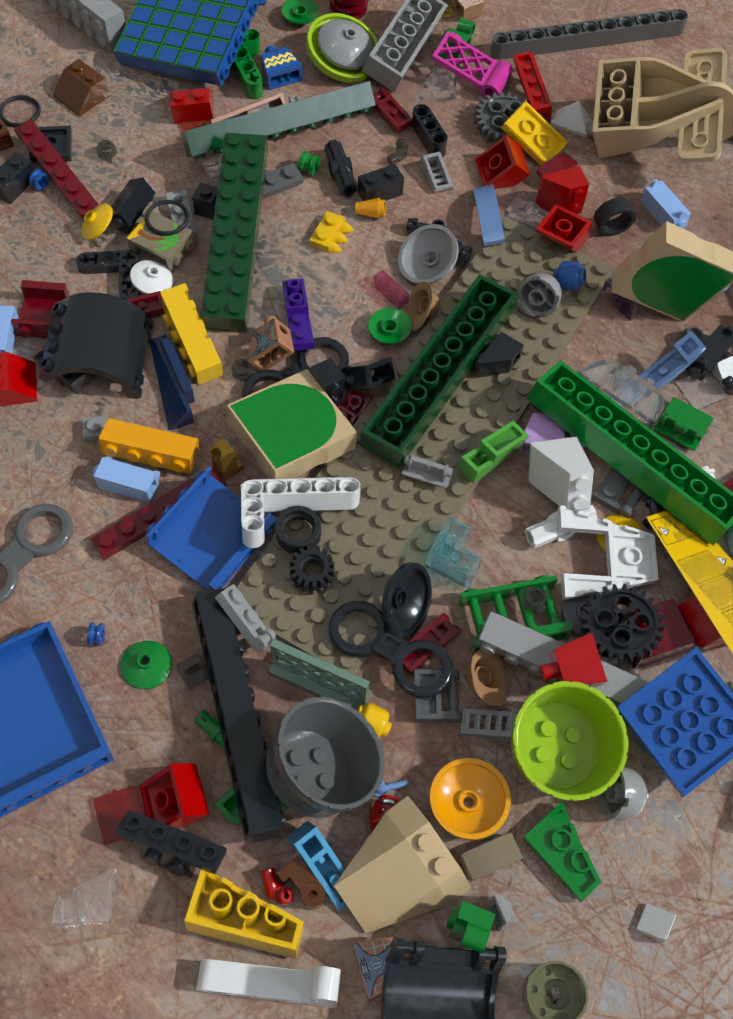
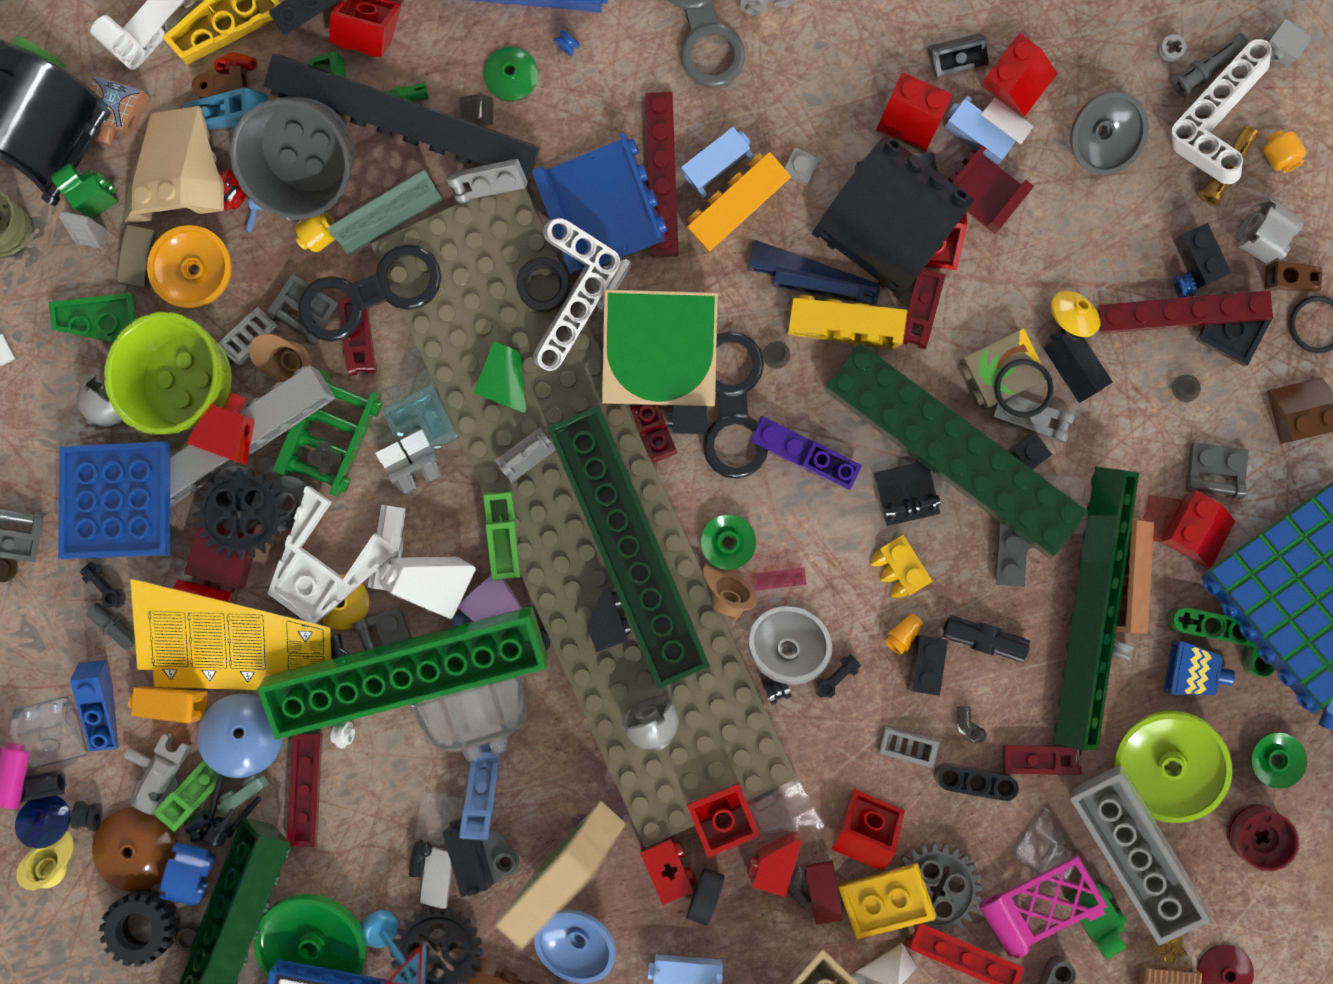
camera: 125 degrees right, 25 degrees up
(119, 264) = (1002, 308): black beam -> none
(142, 116) = (1219, 461): none -> dark grey plate
(150, 277) = (954, 317): white dish -> none
(225, 459) = (671, 268): pearl gold leg -> none
(270, 344) = (783, 398): nougat torso -> none
(281, 251) = (907, 493): none -> black hinge
(309, 163) = (1015, 605): green wheel -> none
(311, 556) = (486, 255): black tyre -> none
(345, 44) = (1178, 752): light grey dish -> none
(359, 375) = (675, 469): black torso -> none
(384, 517) = (503, 378): none -> green slope
(406, 599) = (401, 334): black dish -> none
(489, 215) = (808, 758): medium blue slope -> none
(492, 548) = (400, 467): none -> light grey hips
(570, 275) = (656, 778): blue head -> none
(617, 246) = (668, 887): none -> red brick
(683, 423) = (413, 766): green hinge -> none

